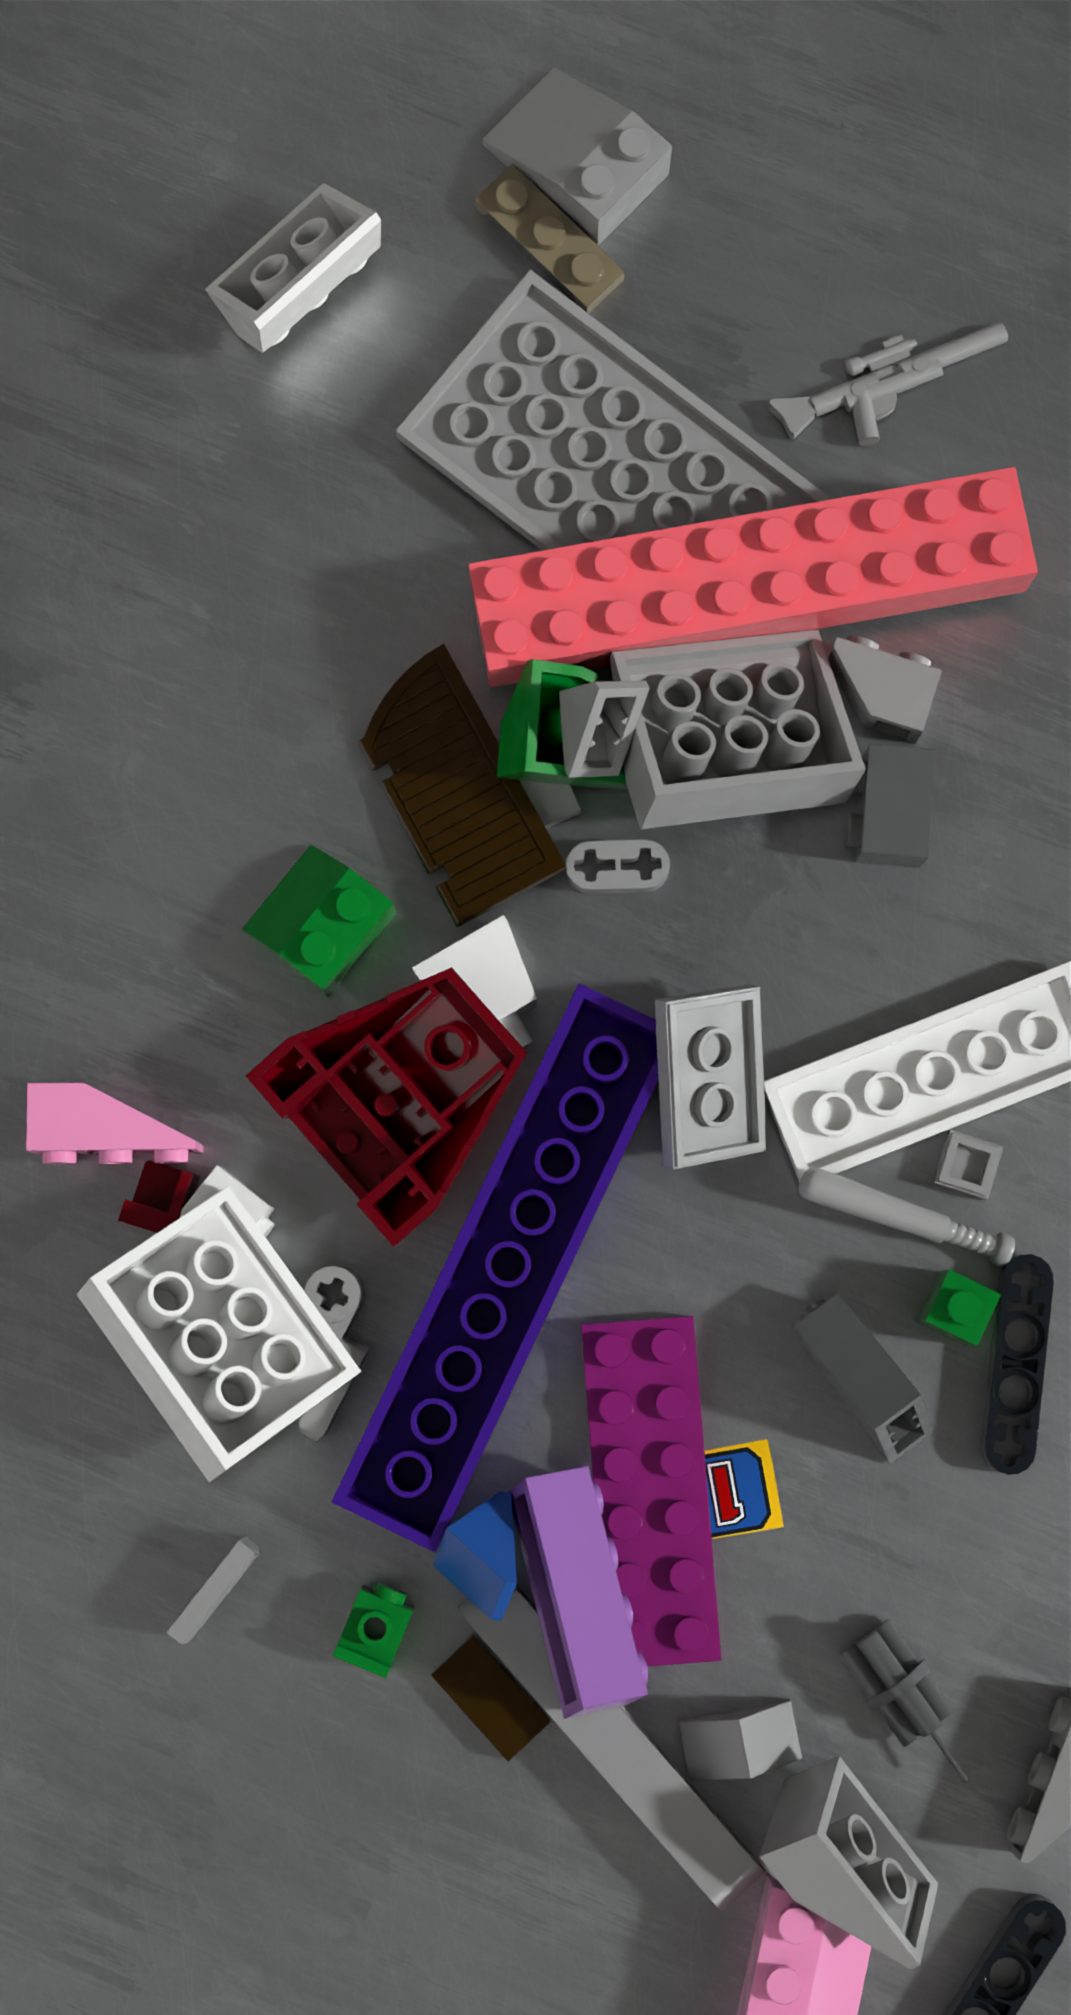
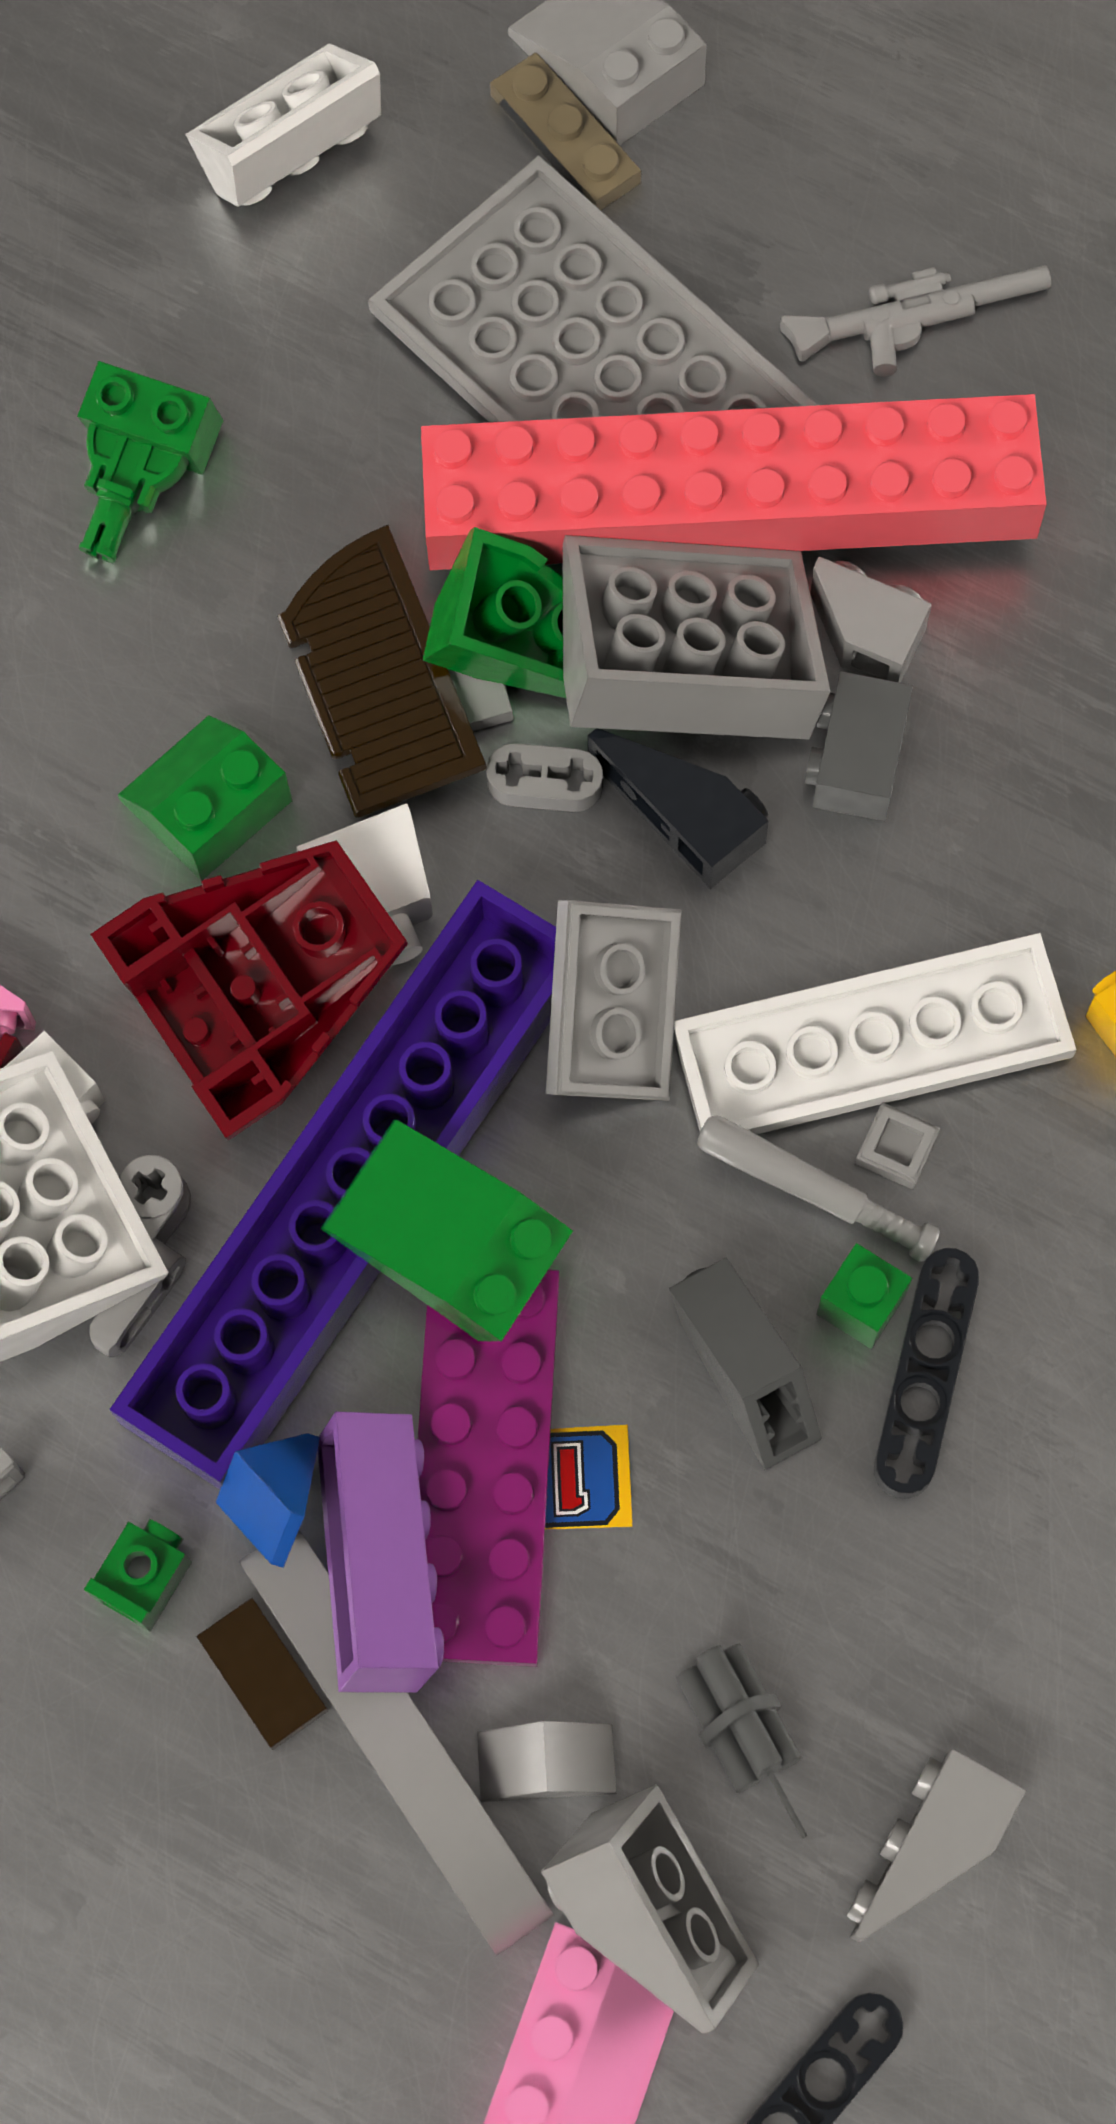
camera: 10 degrees right, 10 degrees down
(209, 594) = (138, 446): none -> green brick
(599, 725) = (539, 603): light grey slope -> none
(599, 1309) = (447, 1232): none -> green slope
(750, 882) = (687, 805): none -> black slope

